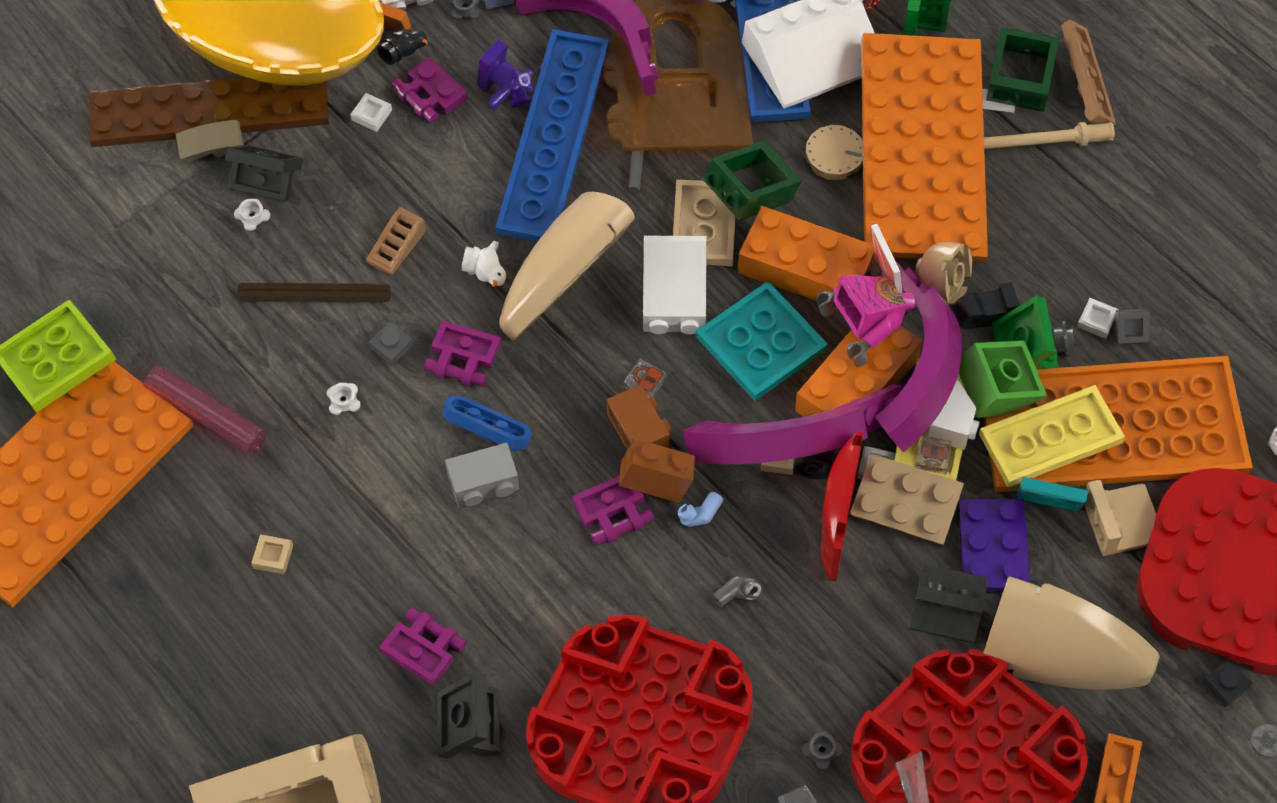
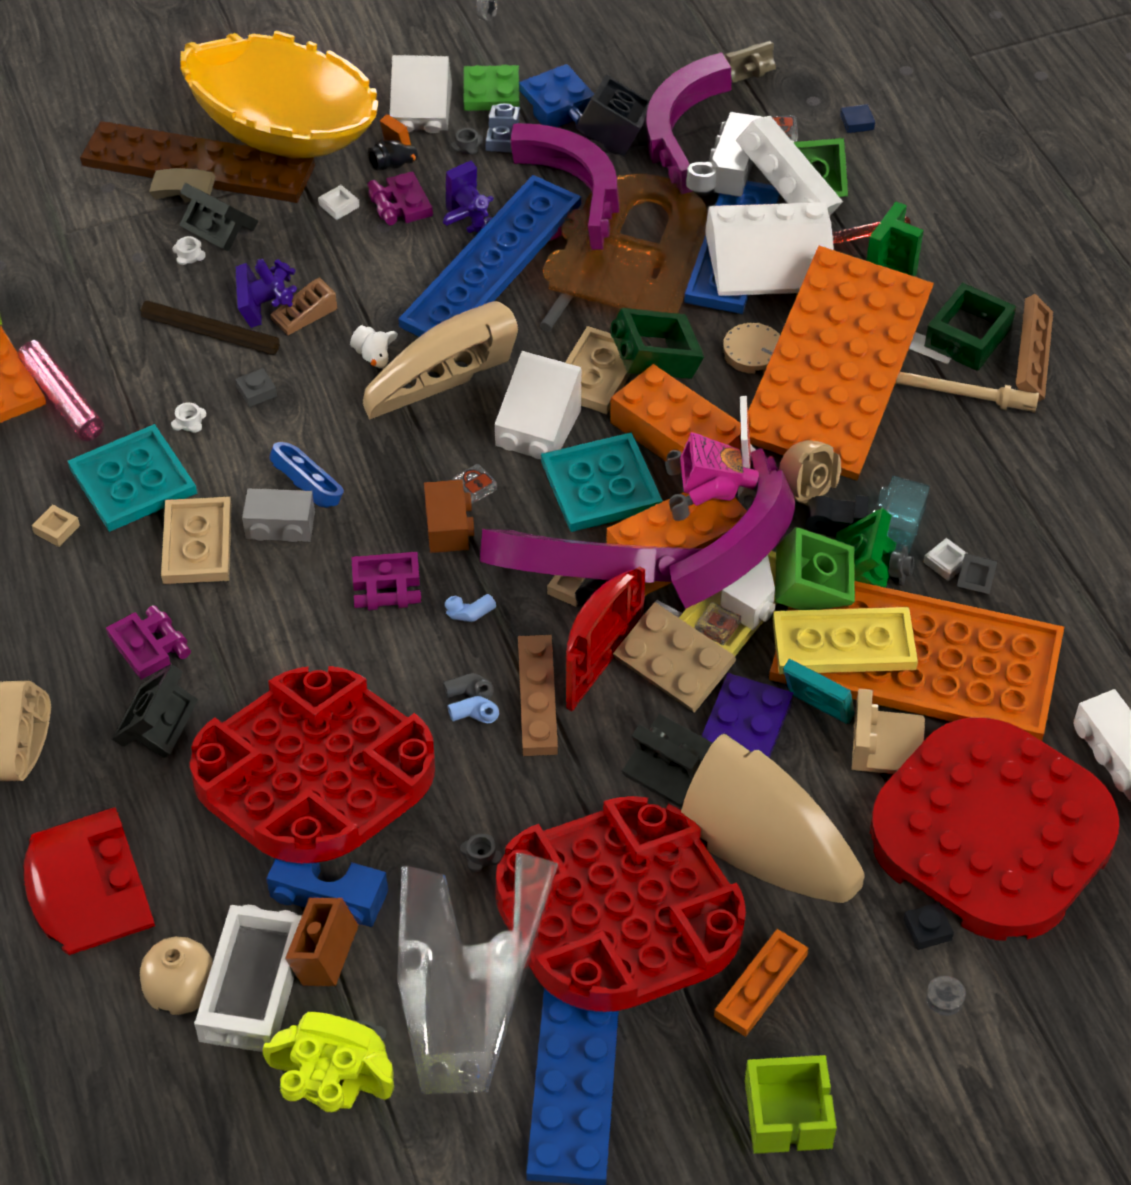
camera: 20 degrees right, 10 degrees down
(322, 480) = (131, 477): none -> teal plate
(347, 240) = (254, 292): none -> dark purple piece
(417, 526) = (196, 540): none -> tan plate
(464, 345) = (319, 405): magenta plate -> none
(656, 470) = (439, 555): dark orange brick -> none
(752, 609) = (474, 707): none -> light blue arm
(800, 577) = (537, 695): none -> medium nougat plate
(1042, 276) = (906, 503): none -> clear light blue brick

